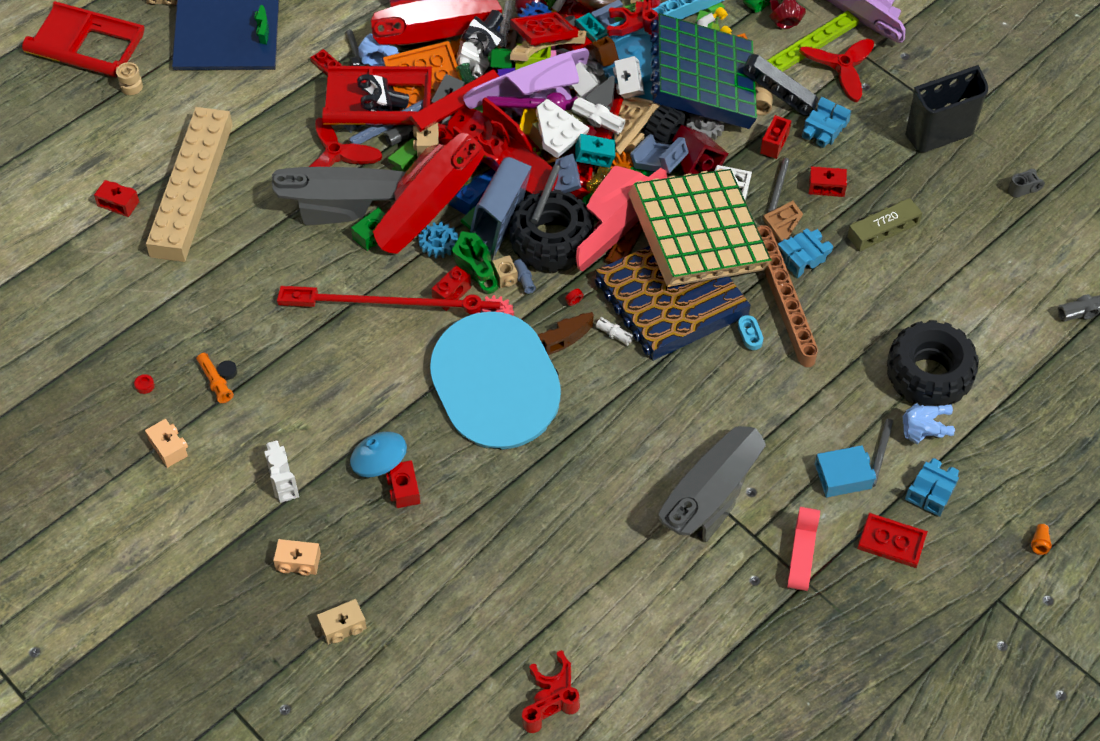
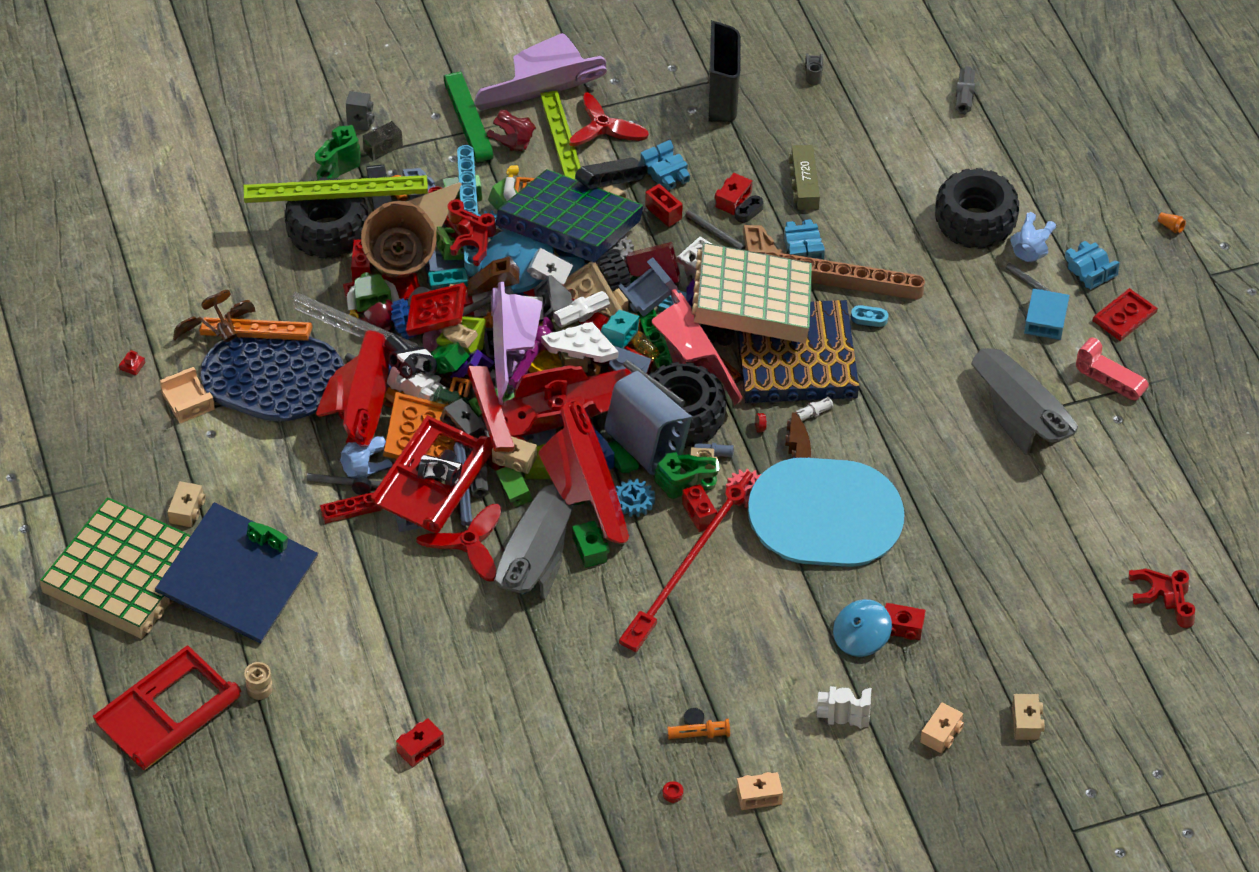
camera: 65 degrees left, 5 degrees down
(189, 184) = (440, 672): tan brick -> none
(820, 200) = (750, 210): none -> black beam

